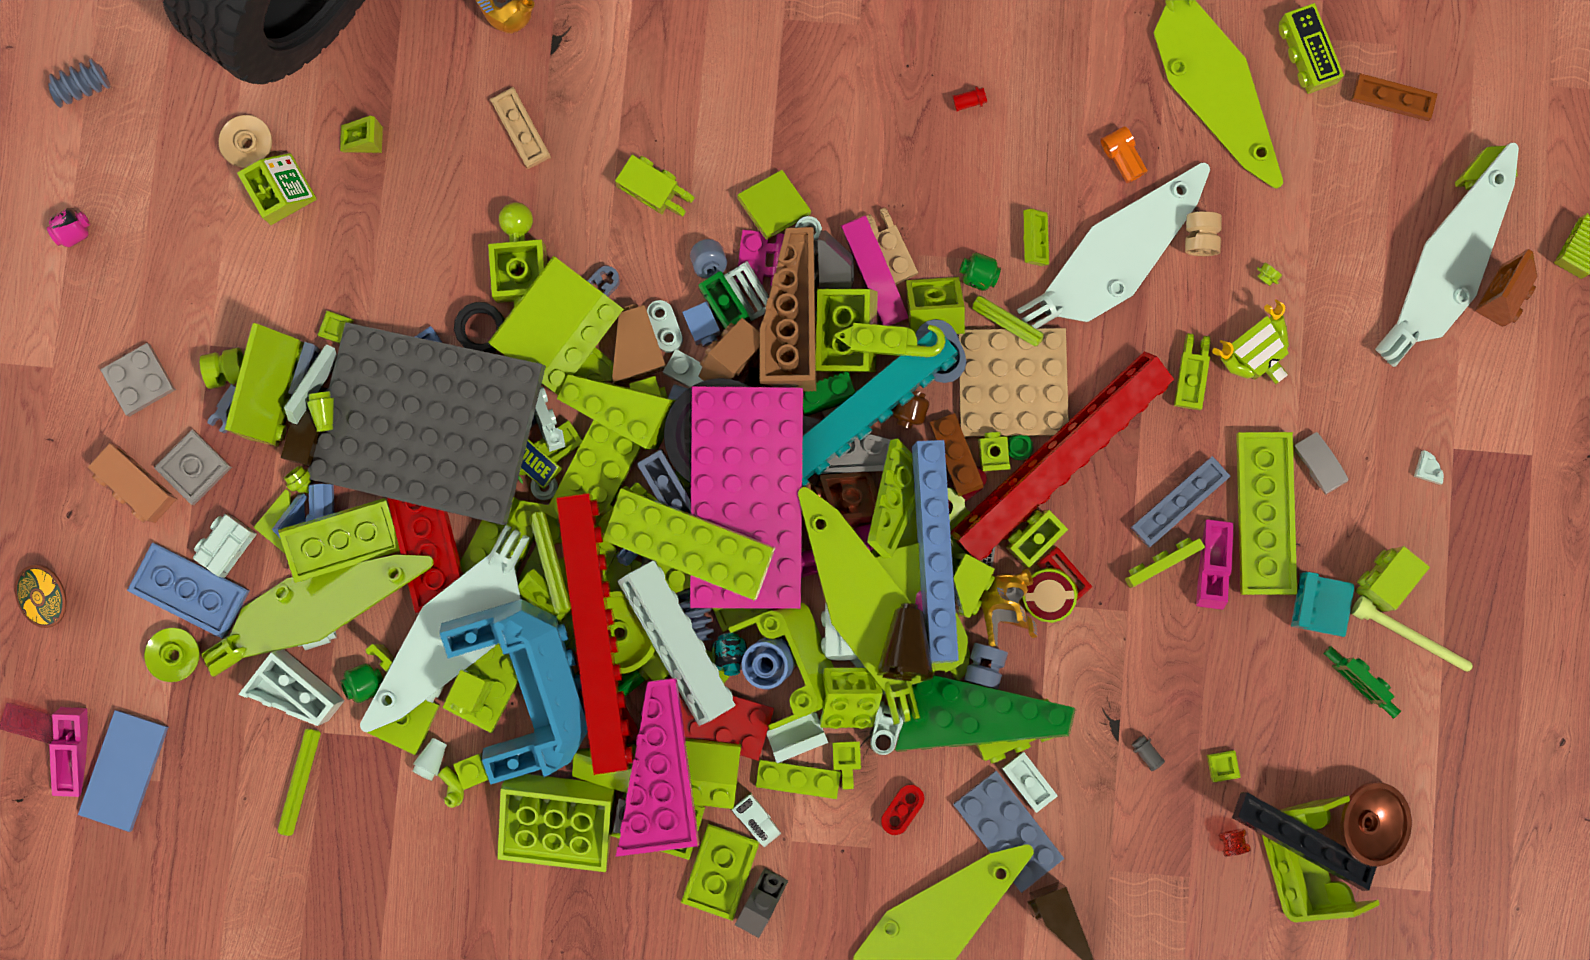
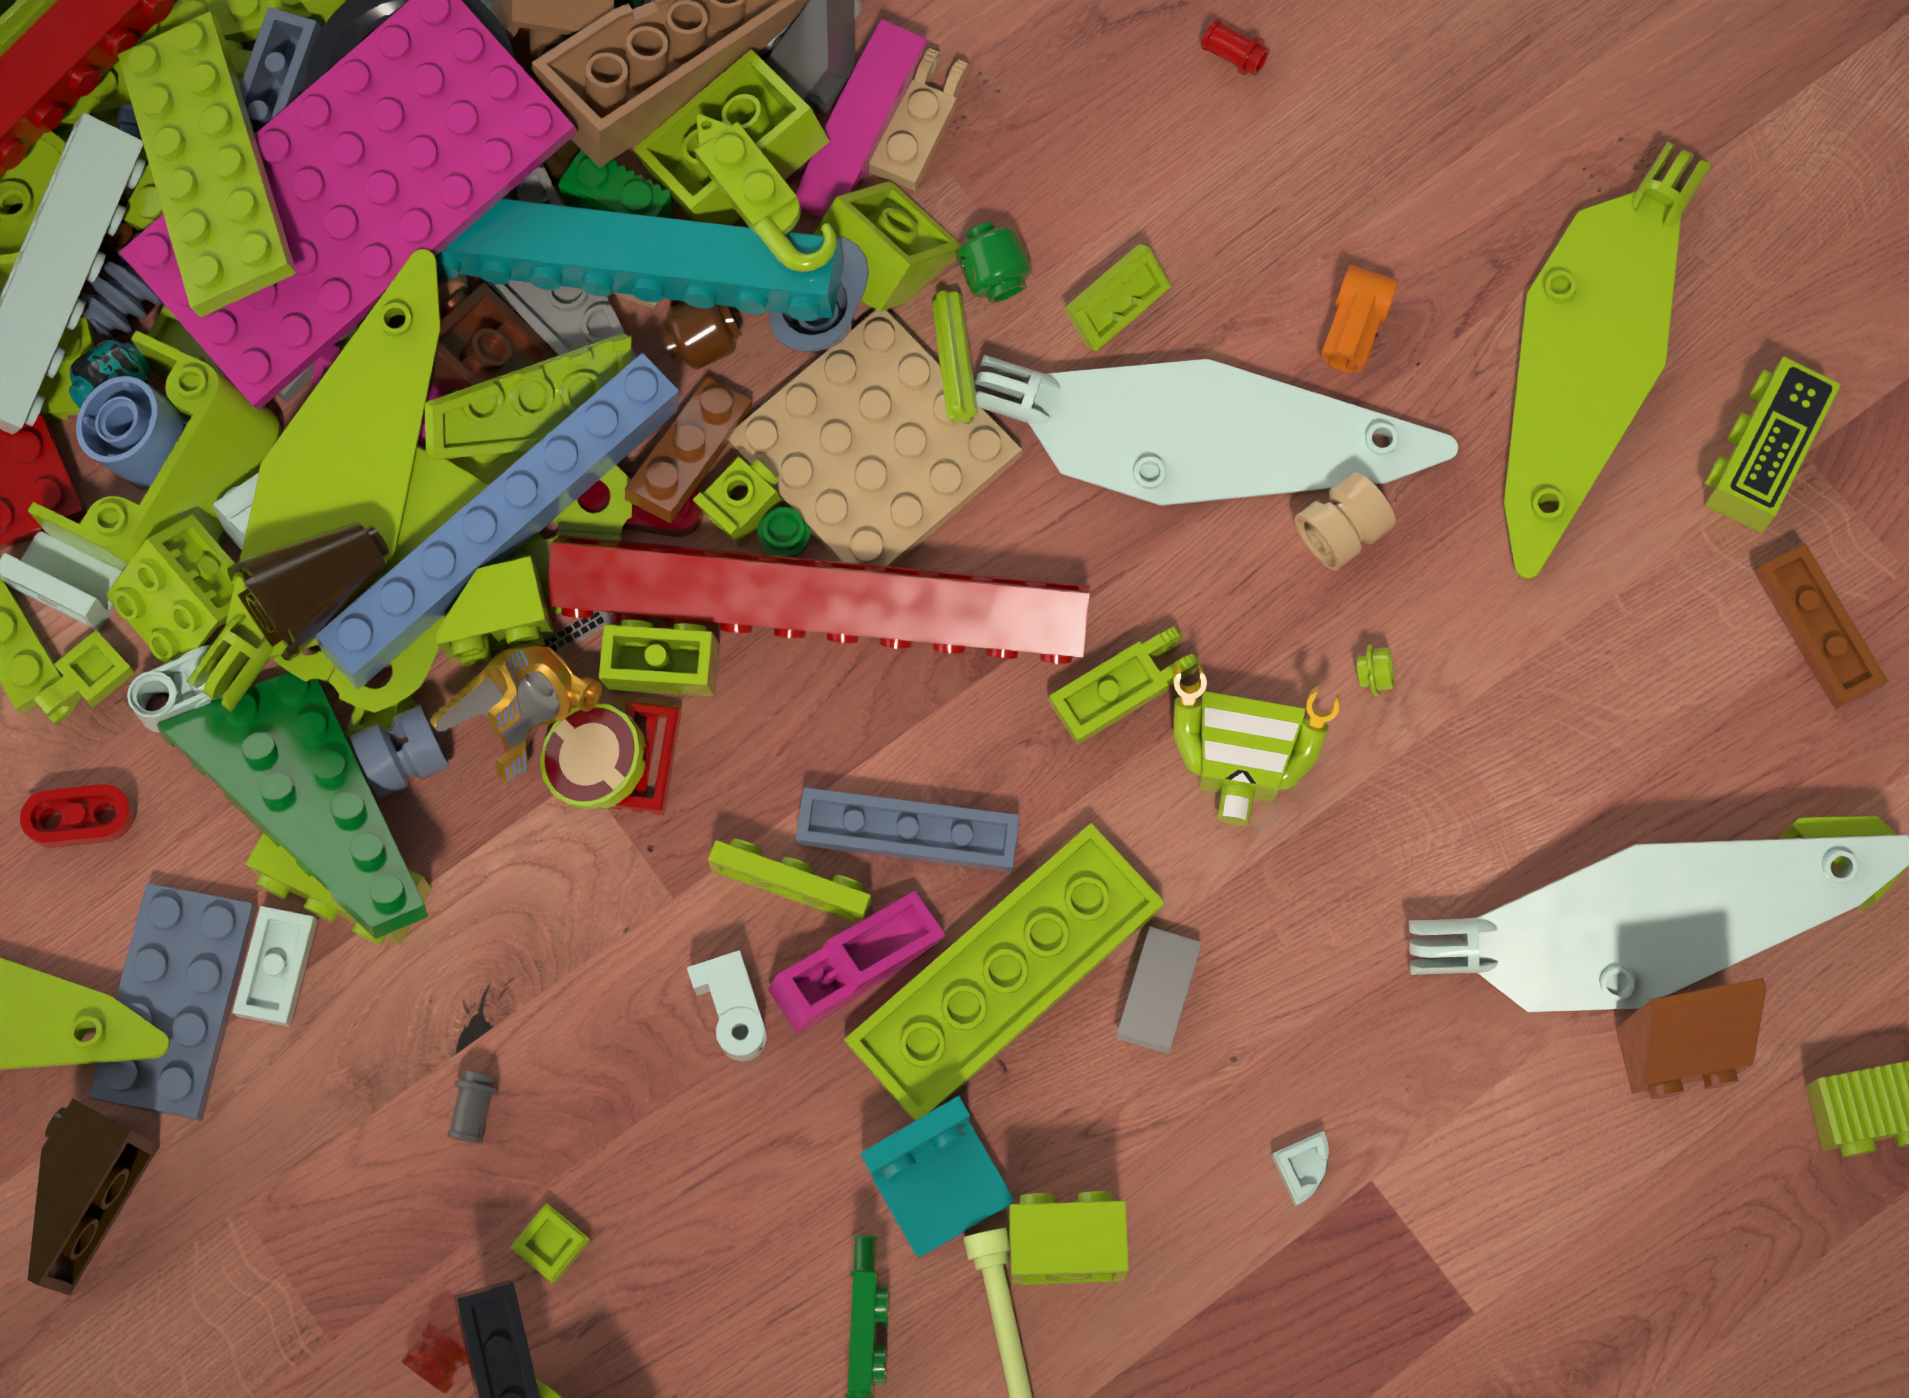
camera: 45 degrees right, 10 degrees down
(1201, 626) = (740, 1021): none -> light aqua leg

